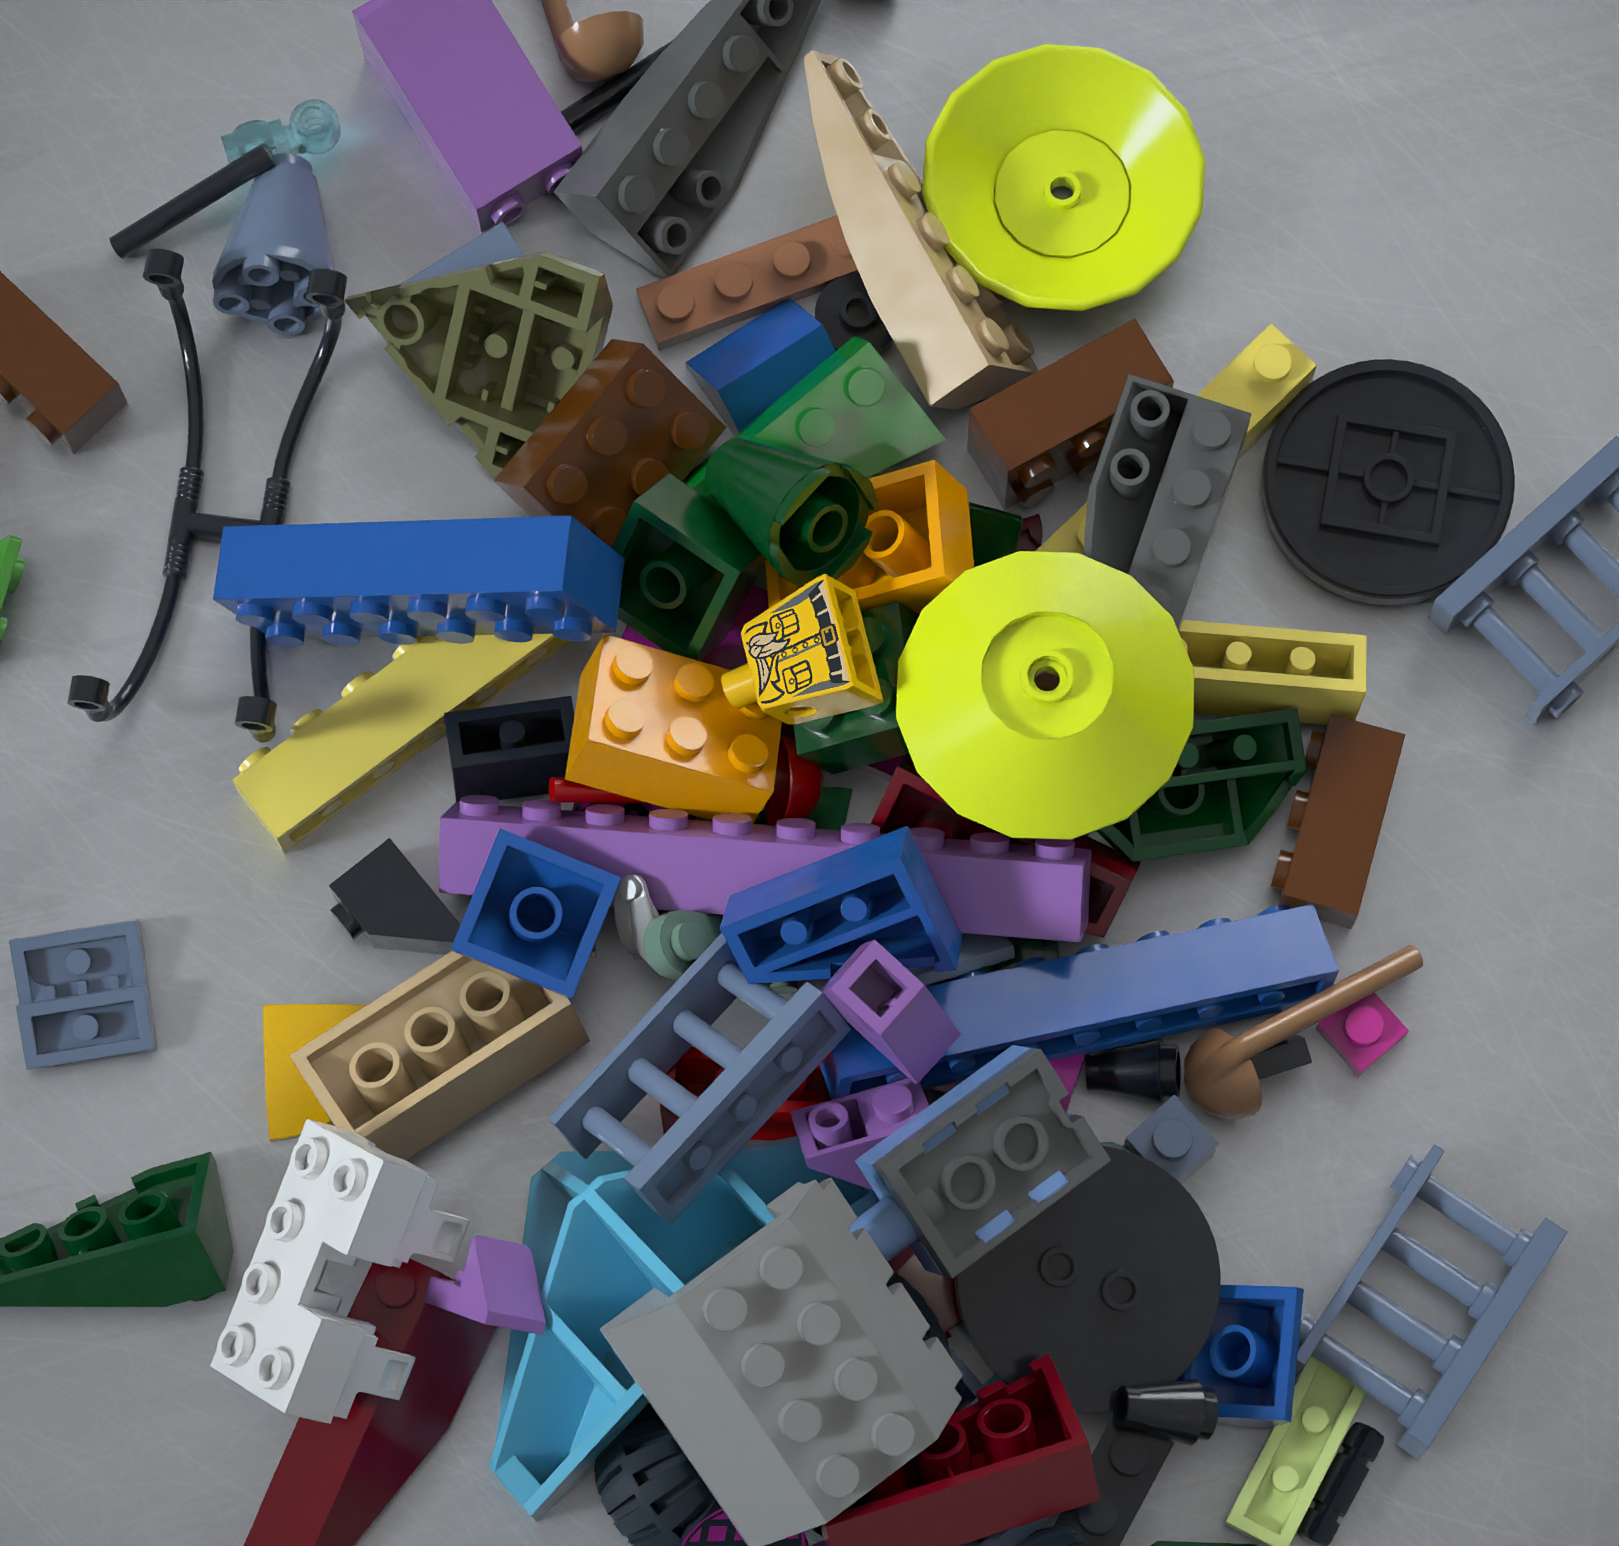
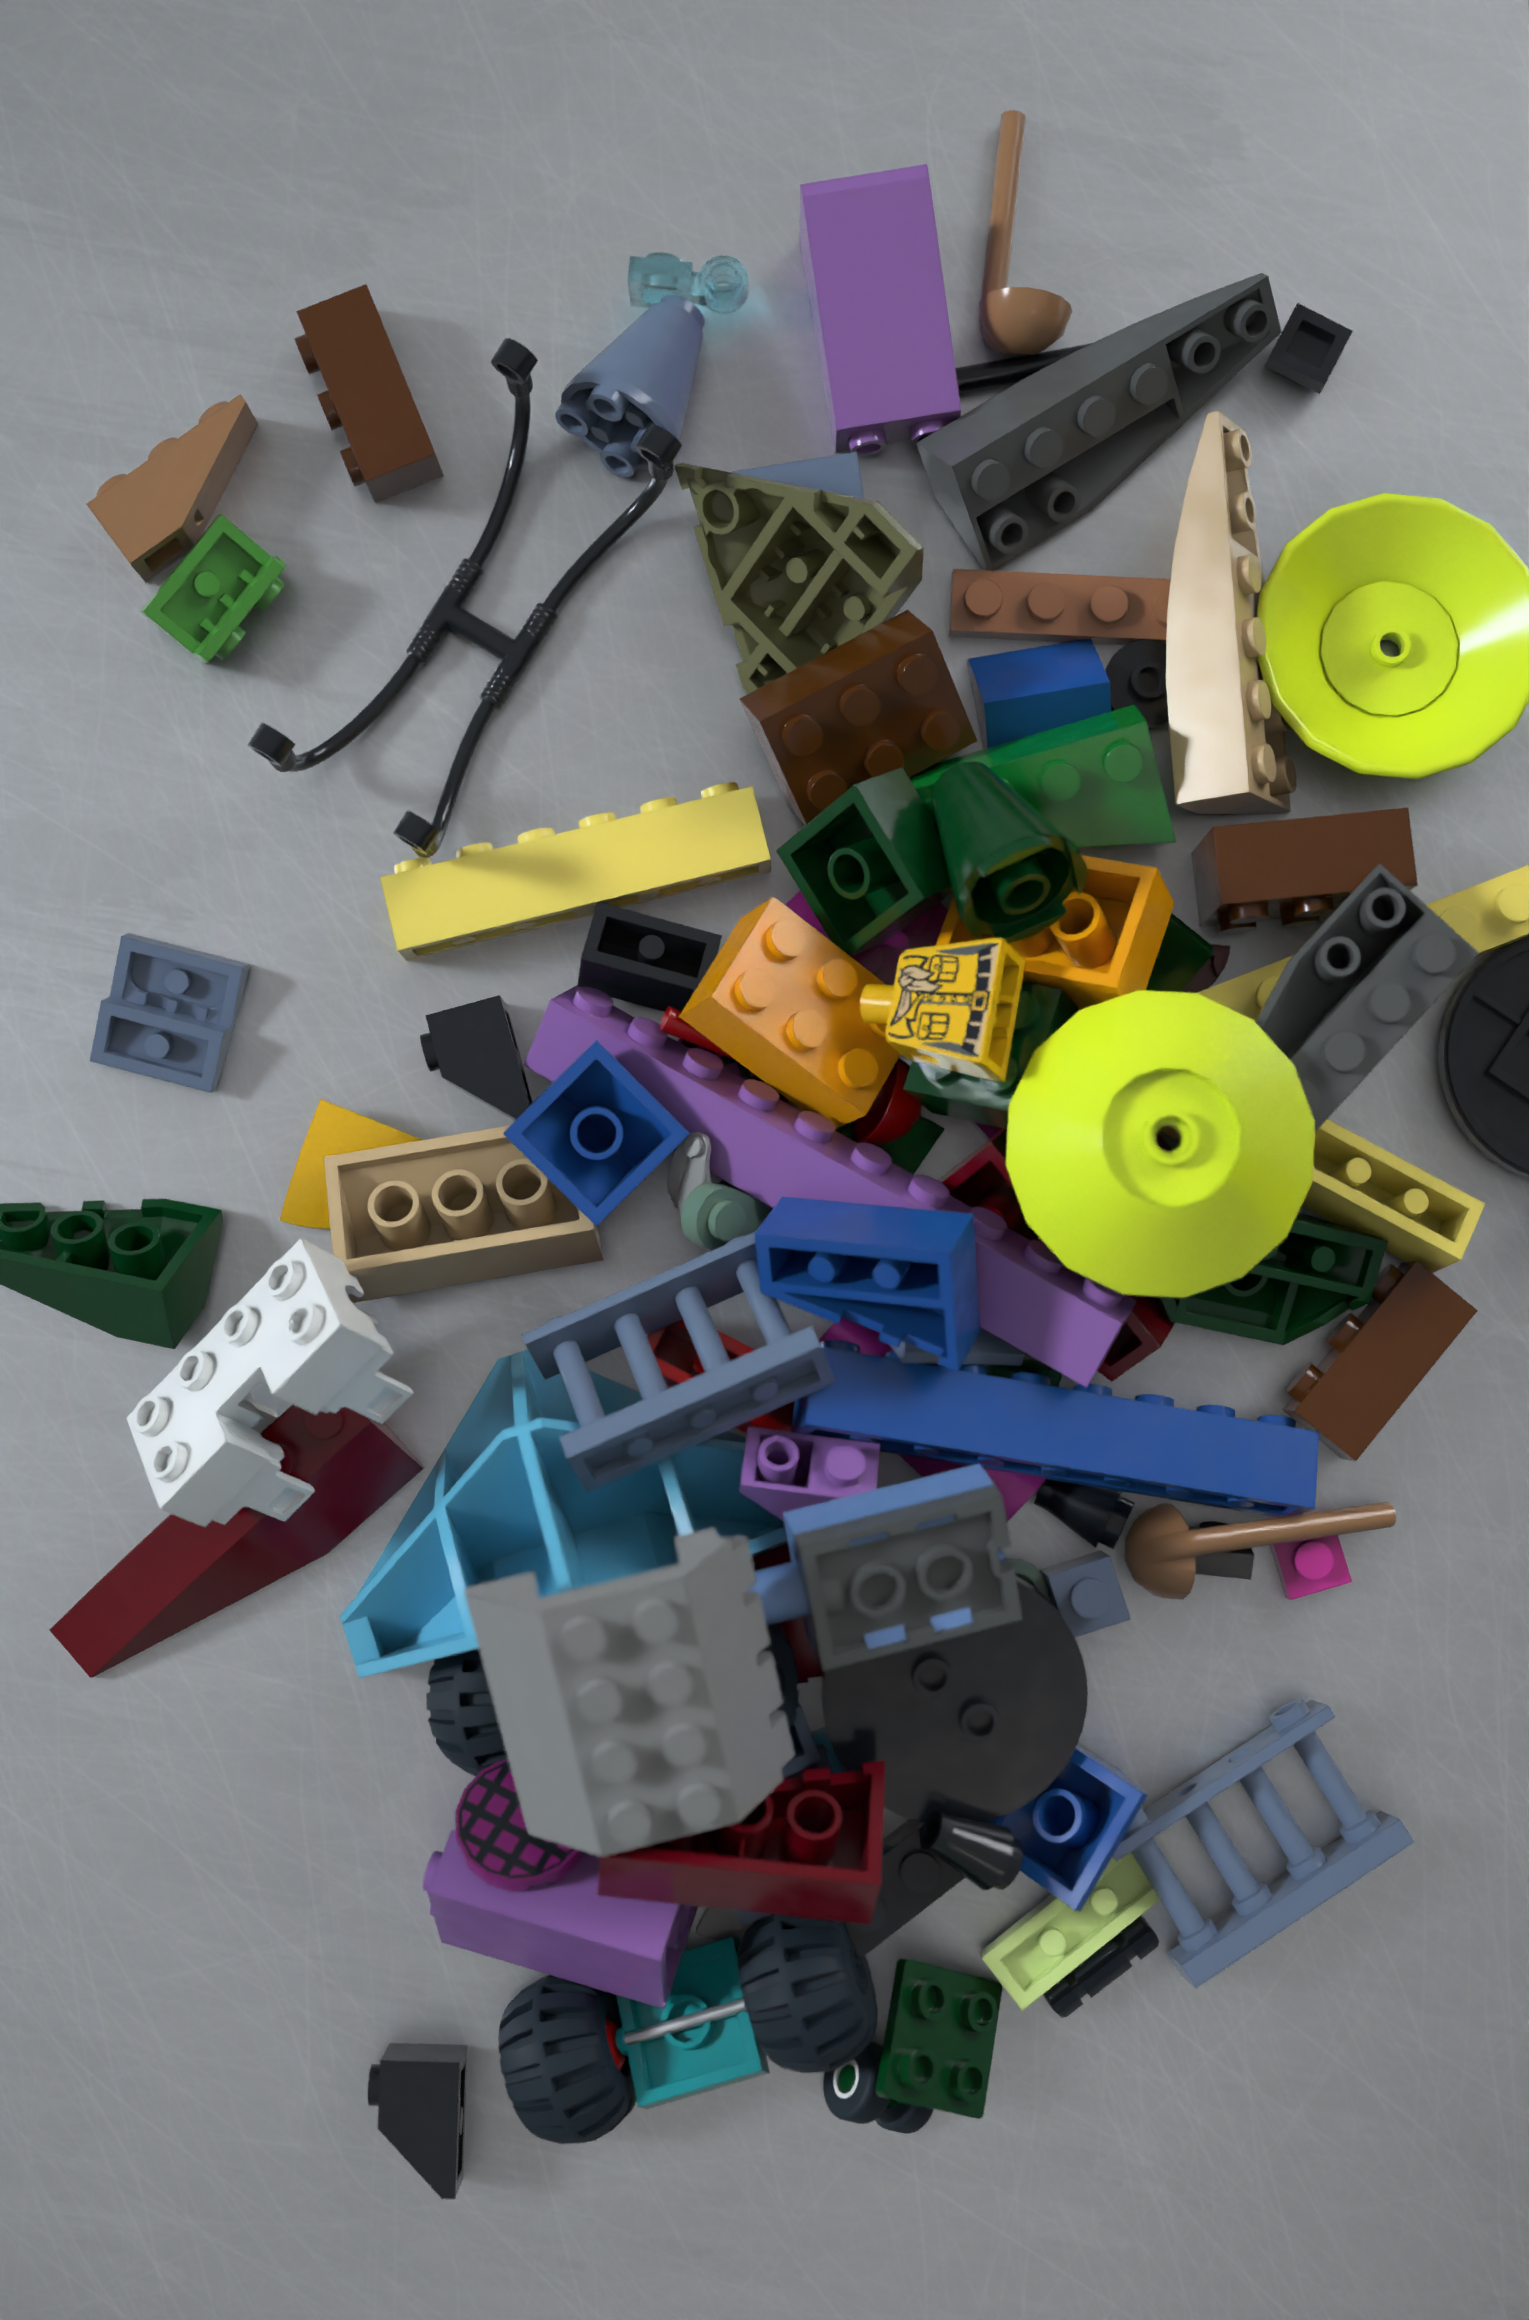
camera: 25 degrees right, 10 degrees up
(193, 200) = (581, 307): black bar -> none
(420, 580) = (627, 769): blue brick -> none
(494, 1288) = (404, 1470): medium lavender slope -> none
(891, 1010) = (878, 1385): medium lavender slope -> none

